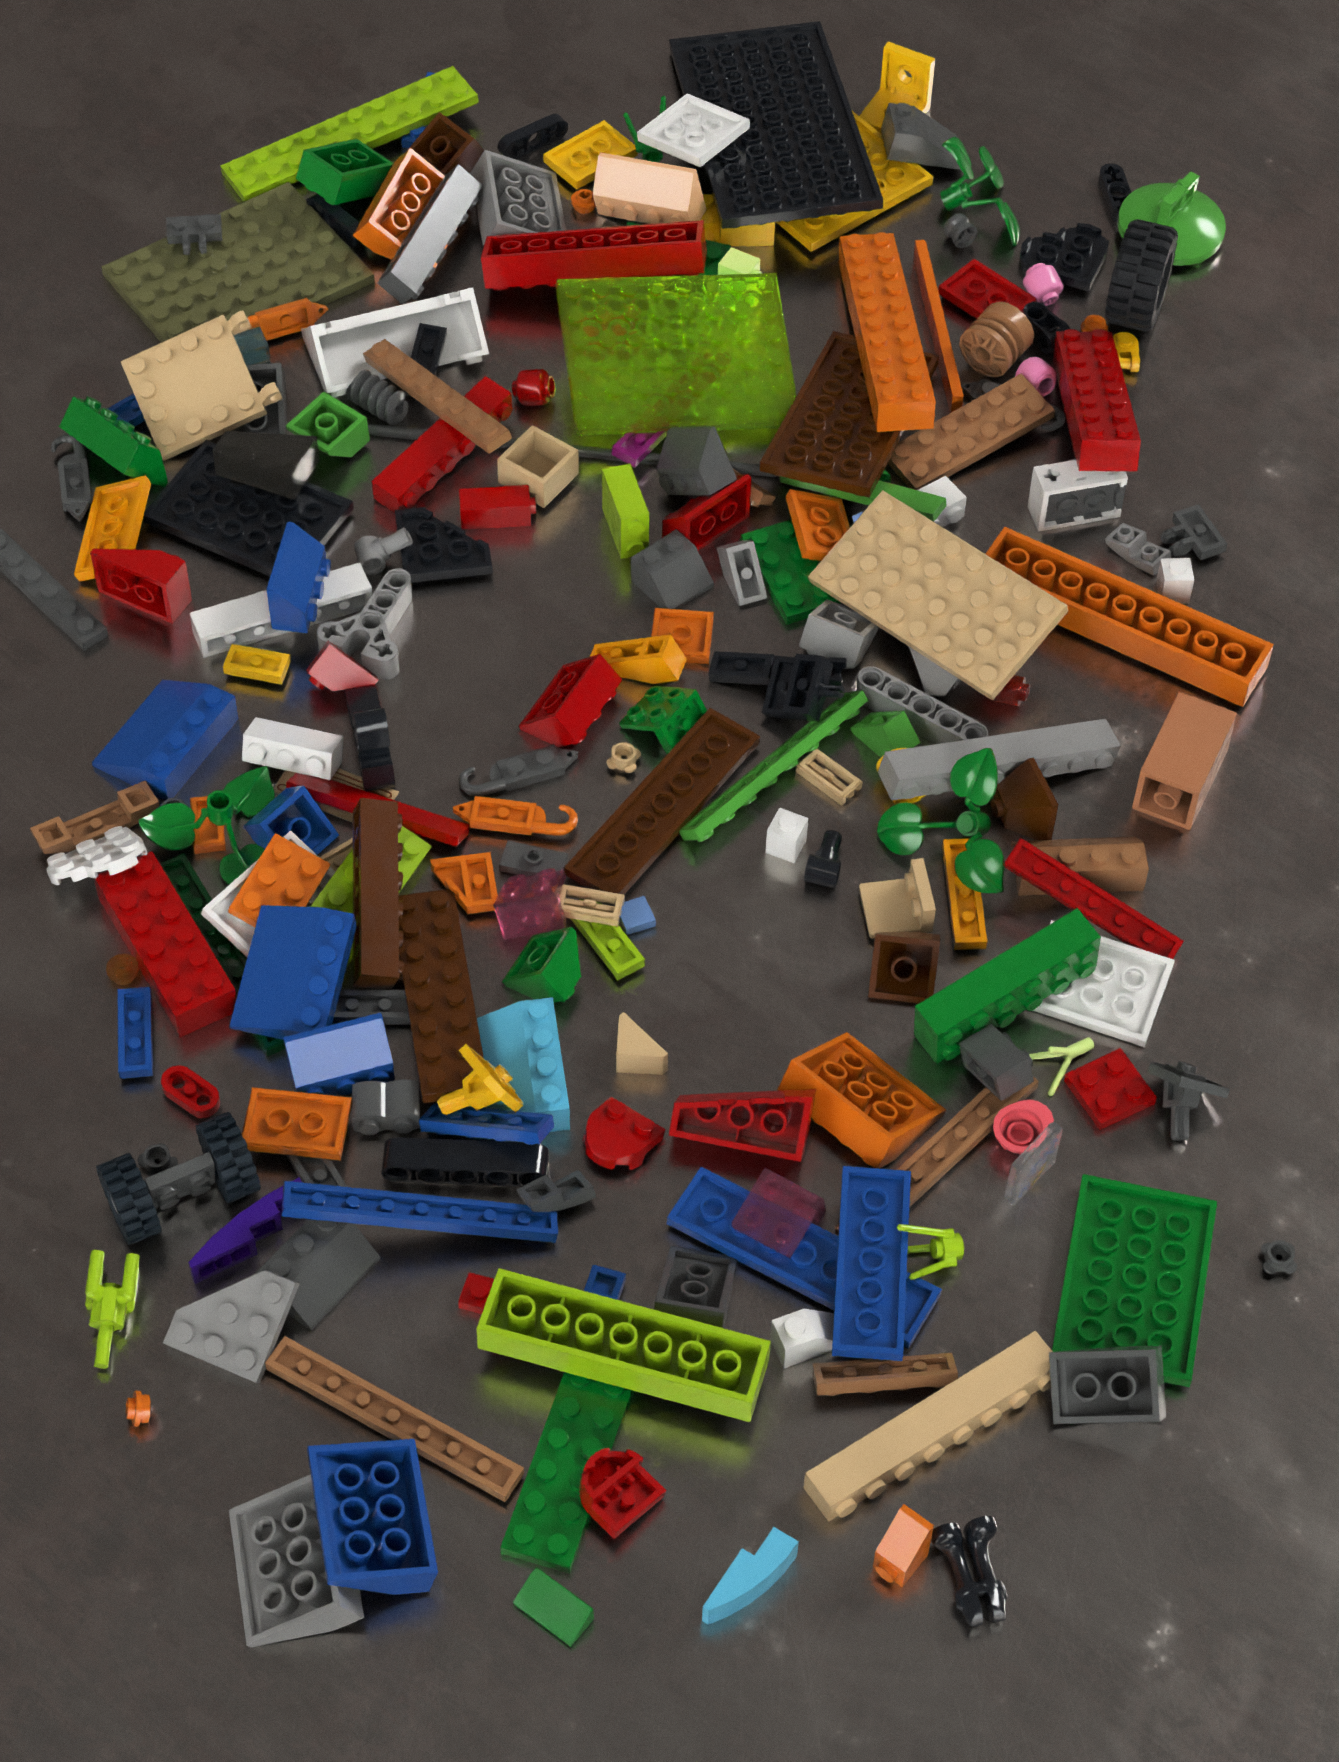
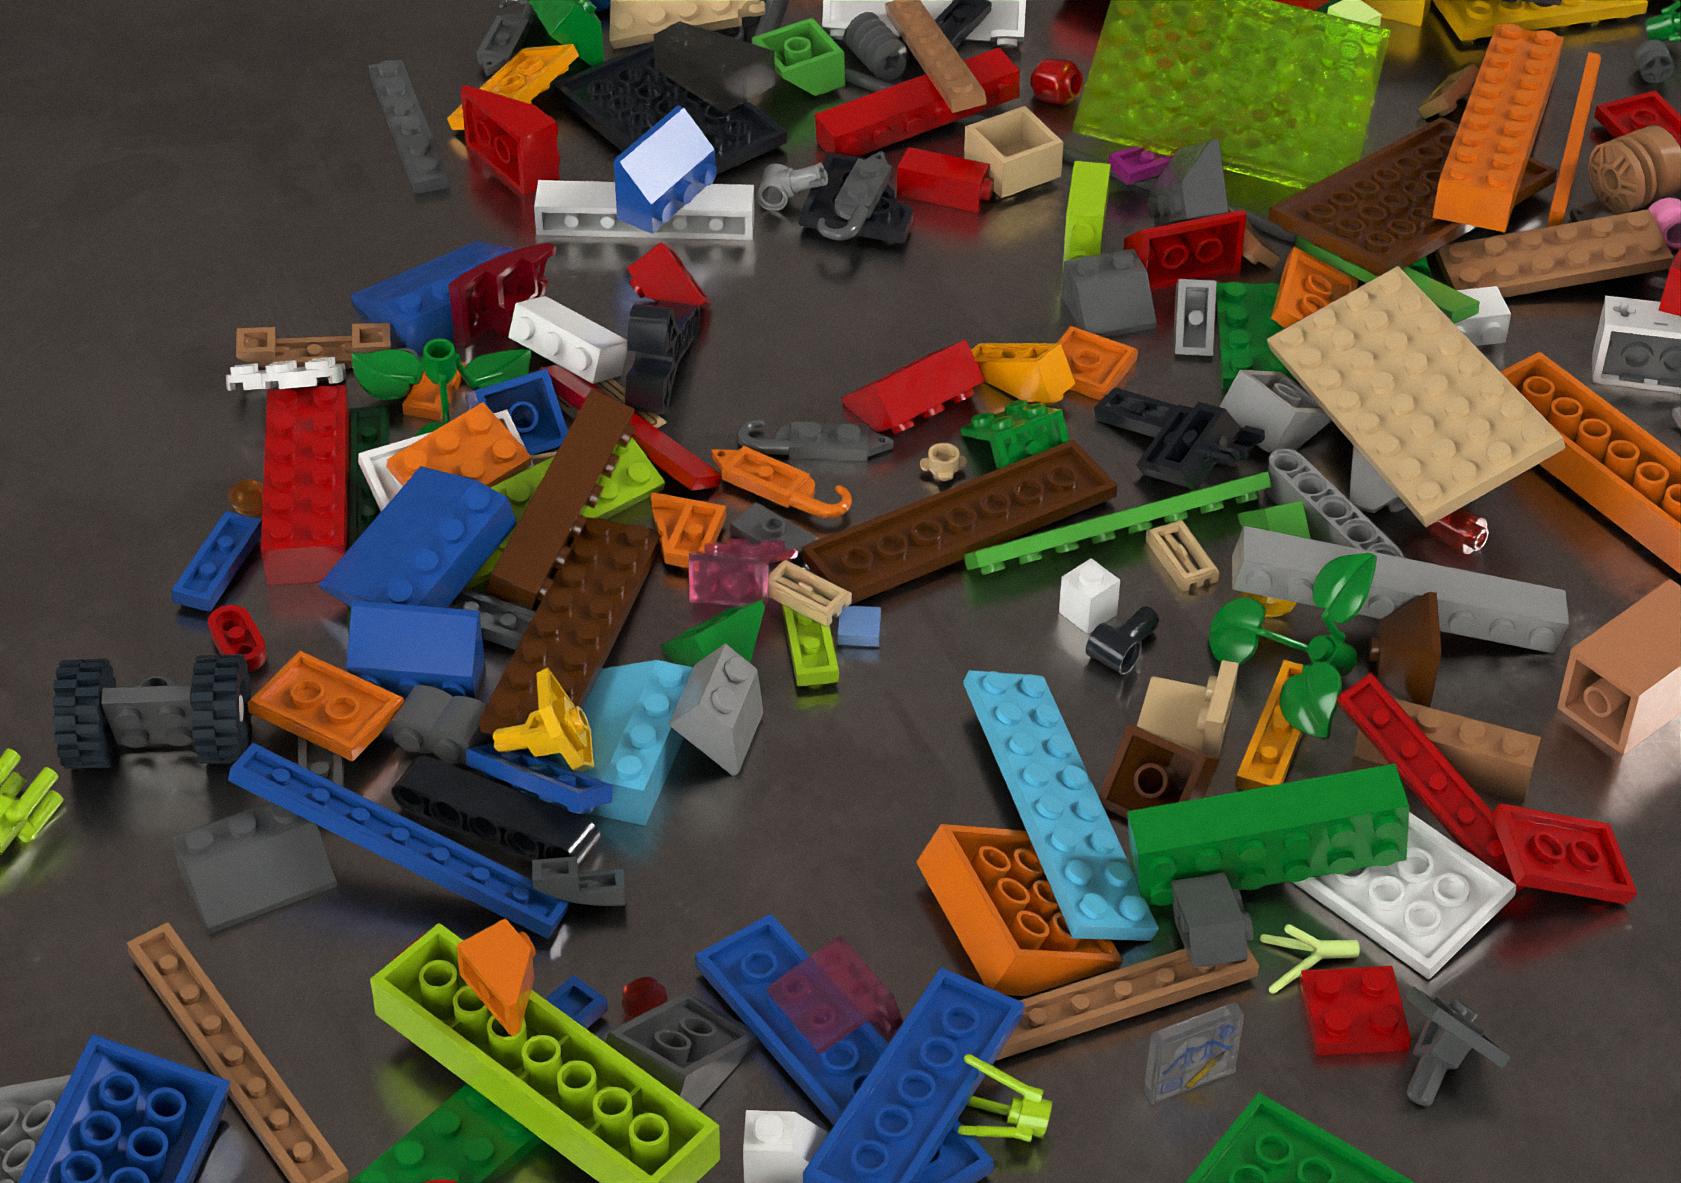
camera: 25 degrees right, 10 degrees down
(222, 727) = (488, 293): none -> dark red slope
(236, 1324) = (120, 887): light grey plate -> none
(239, 1237) = (179, 805): dark purple slope -> none
(256, 664) = (587, 253): yellow plate -> none
(373, 626) = (728, 256): light grey beam -> none
(443, 545) = (859, 196): none -> dark grey plate
(570, 1291) = (499, 971): none -> orange slope
(582, 1021) = (720, 707): none -> light grey slope
(619, 1135) = (695, 848): red slope -> none
(637, 1050) = (768, 763): tan slope -> none
(648, 1262) = (642, 996): none -> clear red plate
(747, 1121) = (865, 885): red wedge -> none
(827, 305) = (1453, 88): none -> medium nougat plate
(848, 1008) = (1059, 807): none -> medium azure plate
(1021, 1124) = (1203, 994): coral piece -> none
(1194, 925) = (1563, 854): none -> red plate

